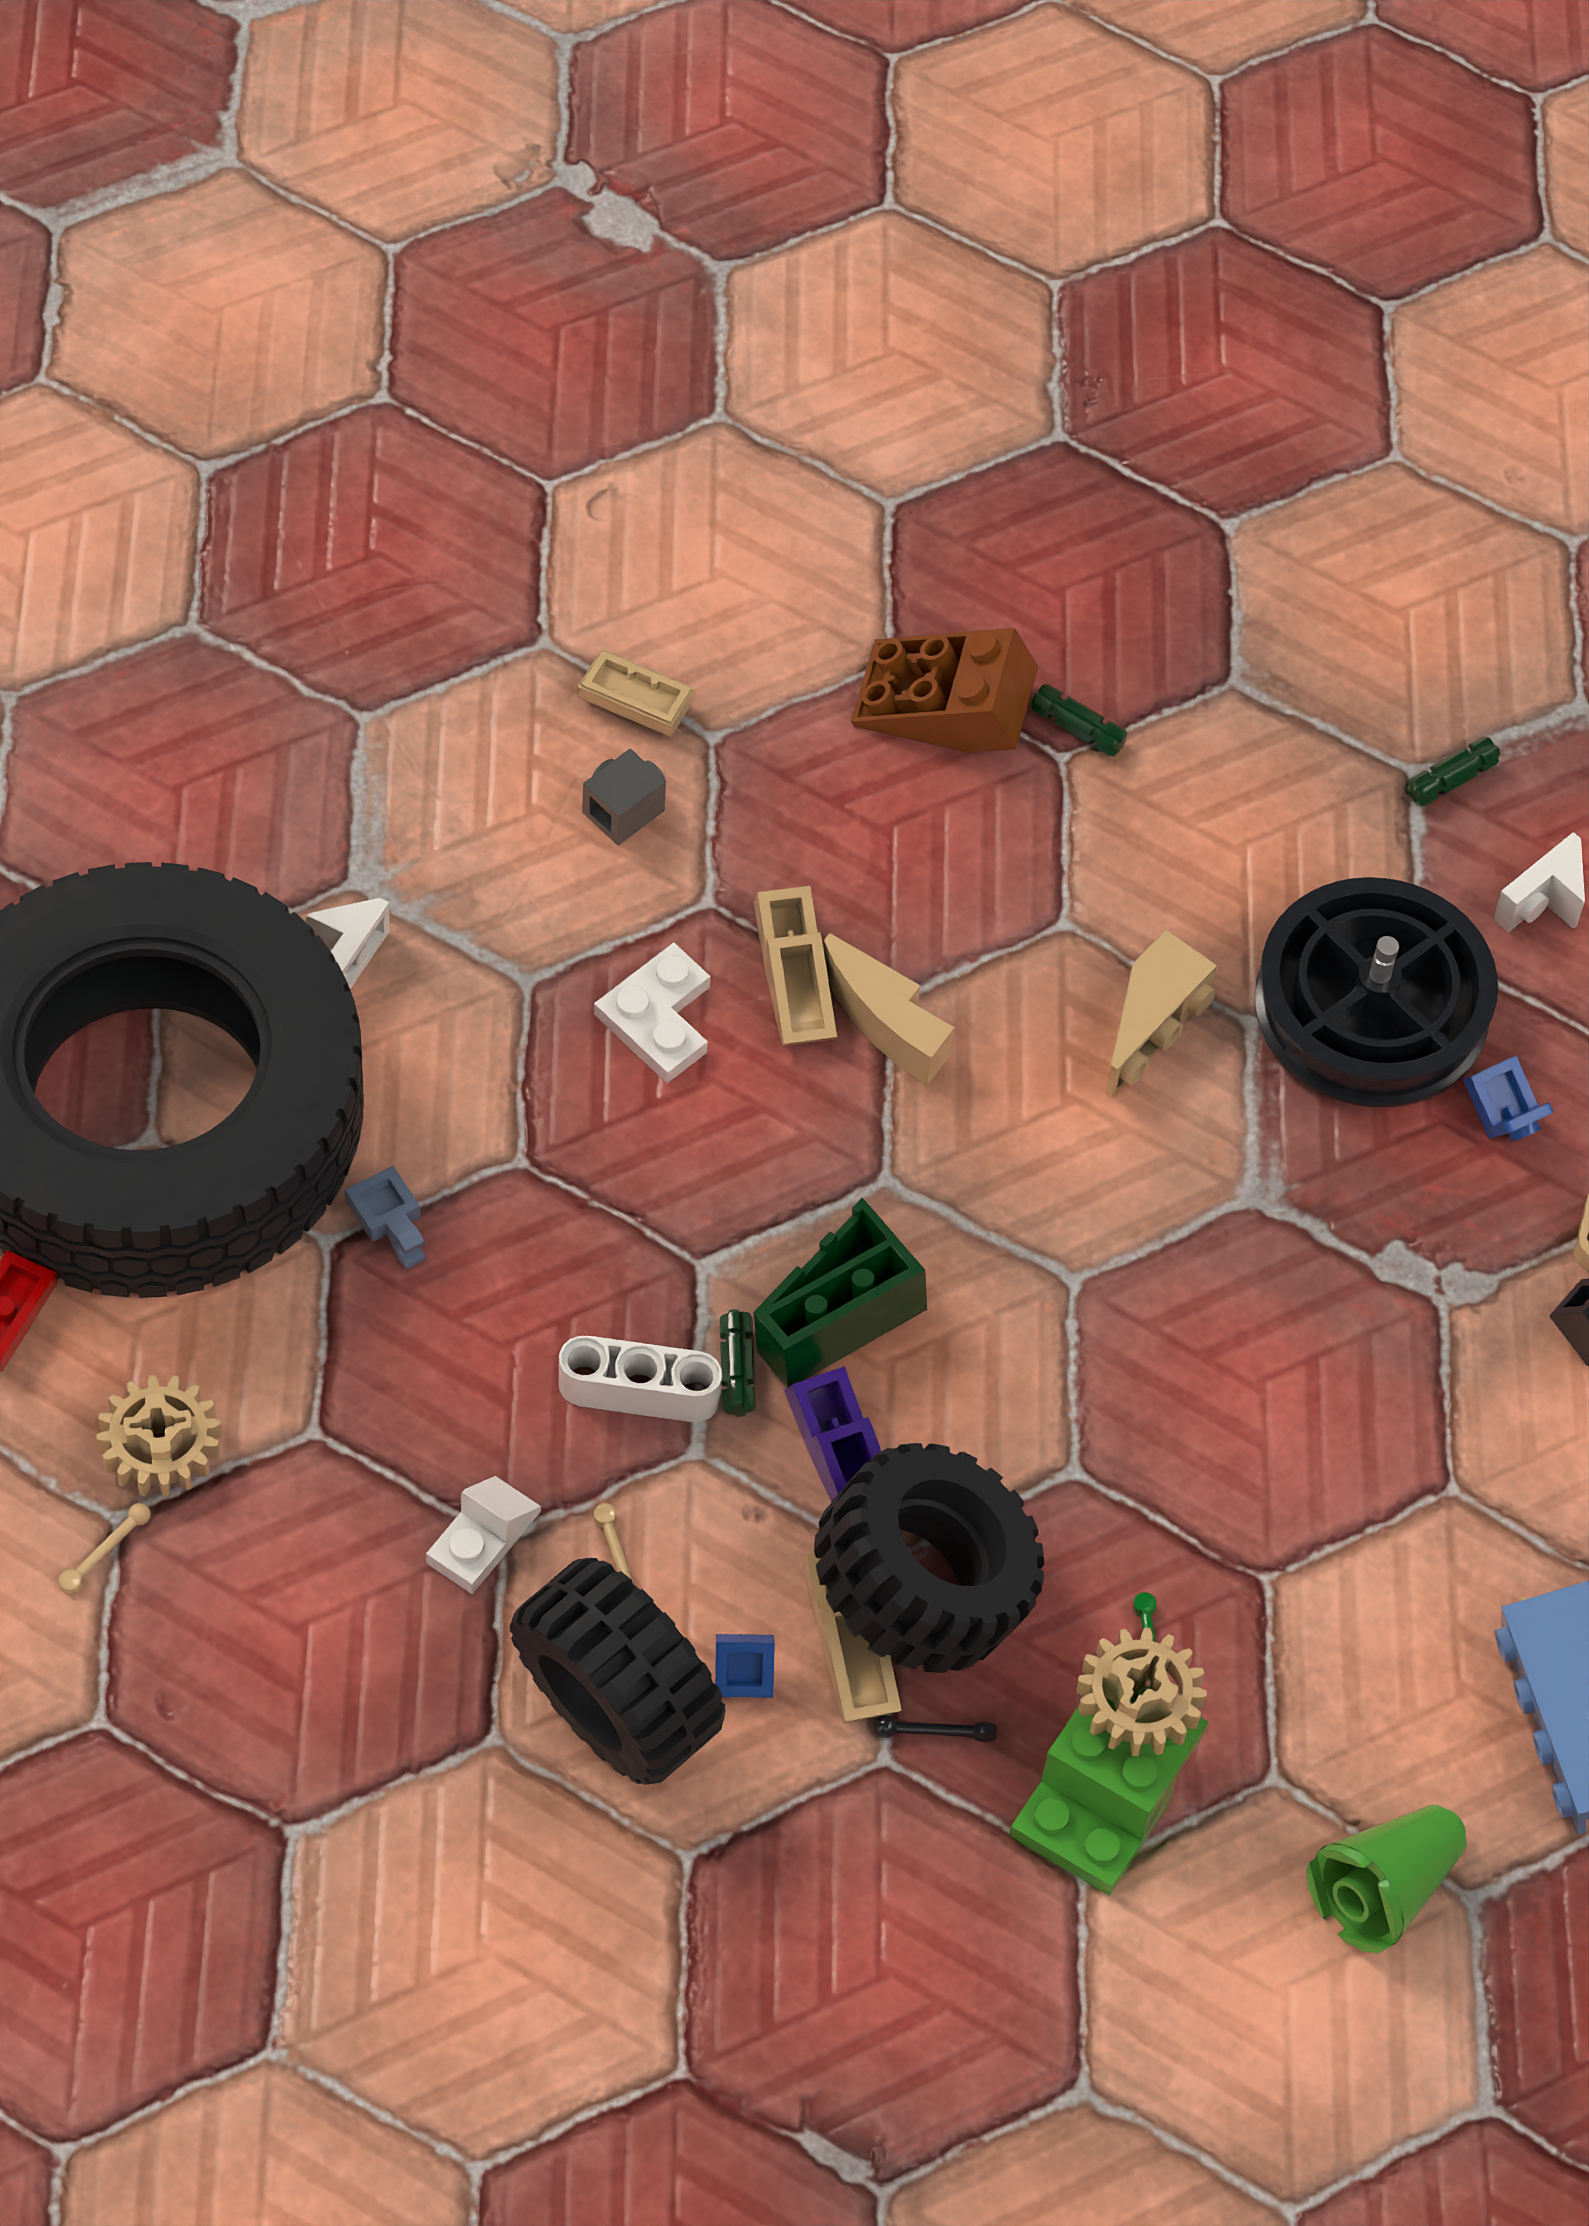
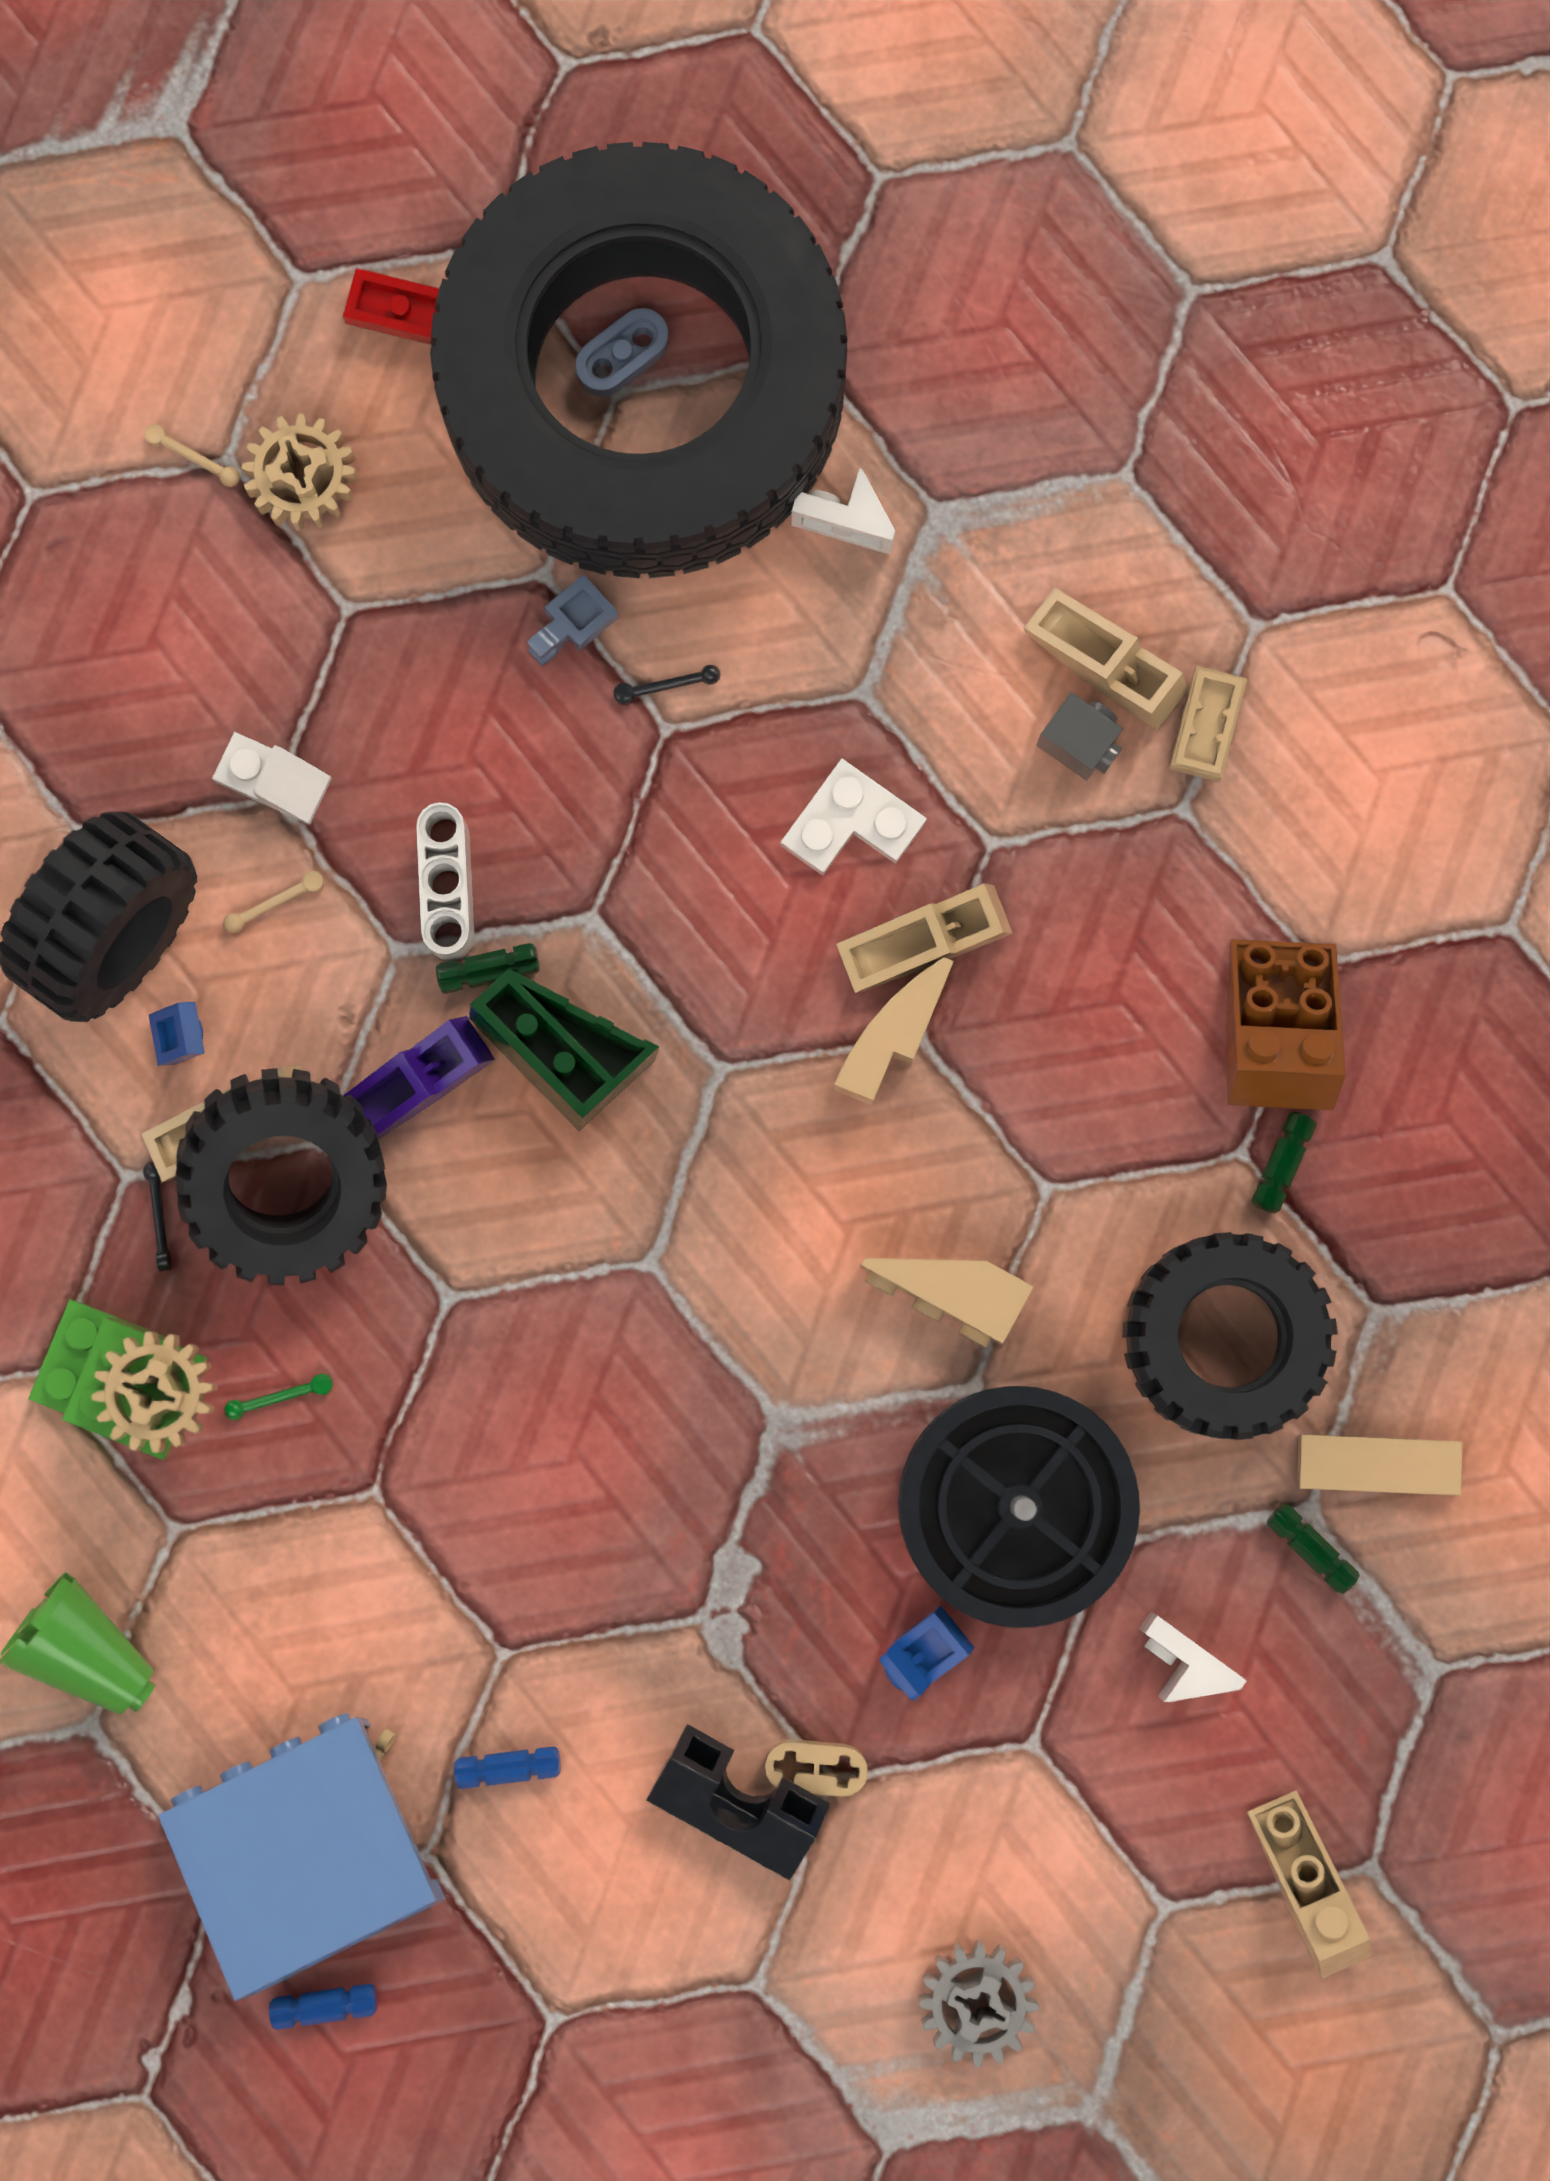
camera: 85 degrees right, 25 degrees up
(119, 1118) = (618, 351): none -> sand blue plate
(475, 1187) = (625, 693): none -> black hinge
(550, 759) = (1107, 658): none -> tan slope
(1255, 730) = (1300, 1320): none -> black tyre
(1382, 704) = (1379, 1464): none -> tan tile
(1570, 1499) = (507, 1767): none -> blue axle

